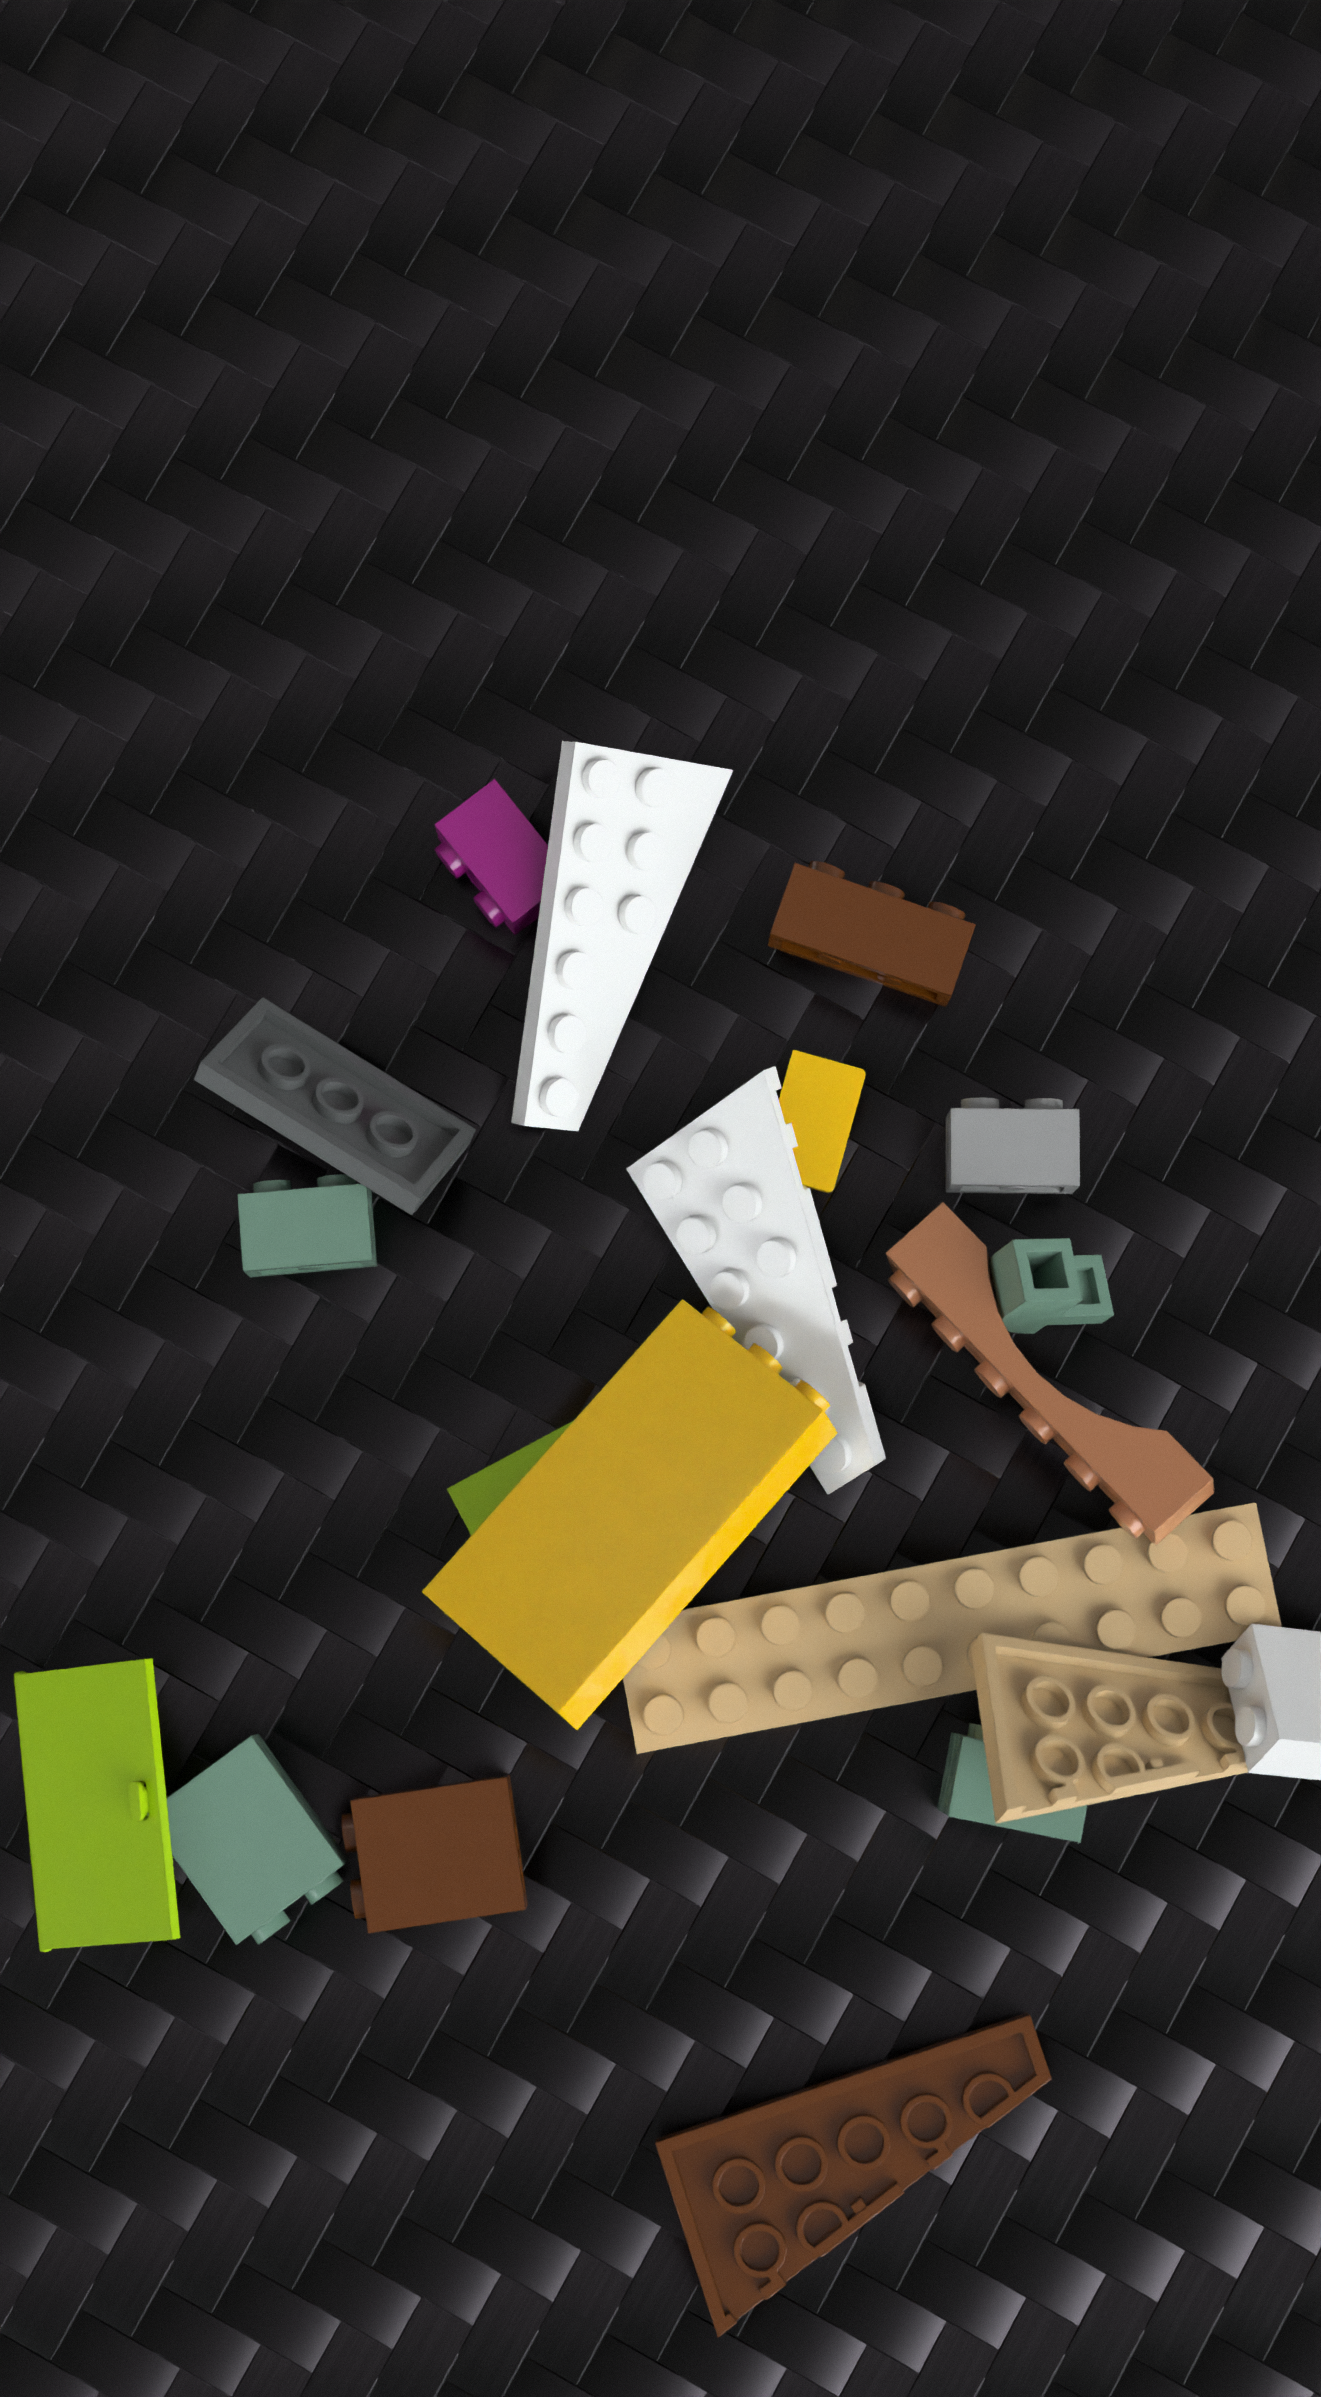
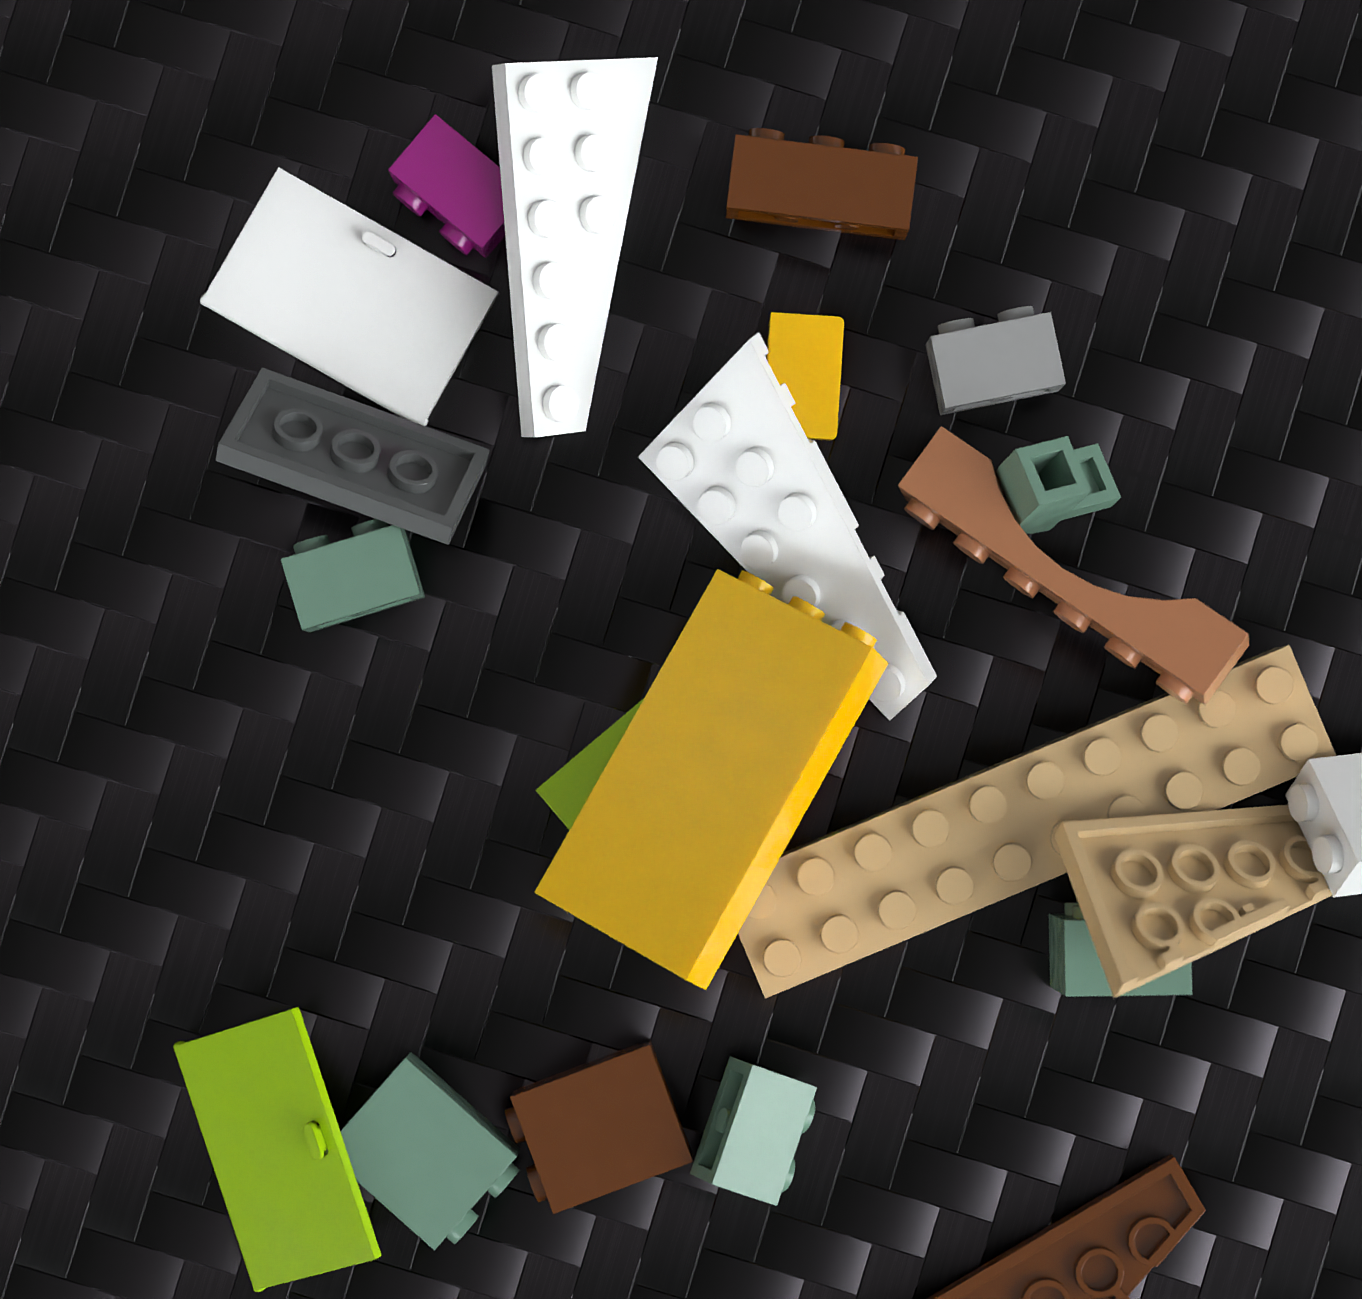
camera: 10 degrees left, 5 degrees up
(346, 938) = (327, 293): none -> white container
(597, 1892) = (754, 1131): none -> brick

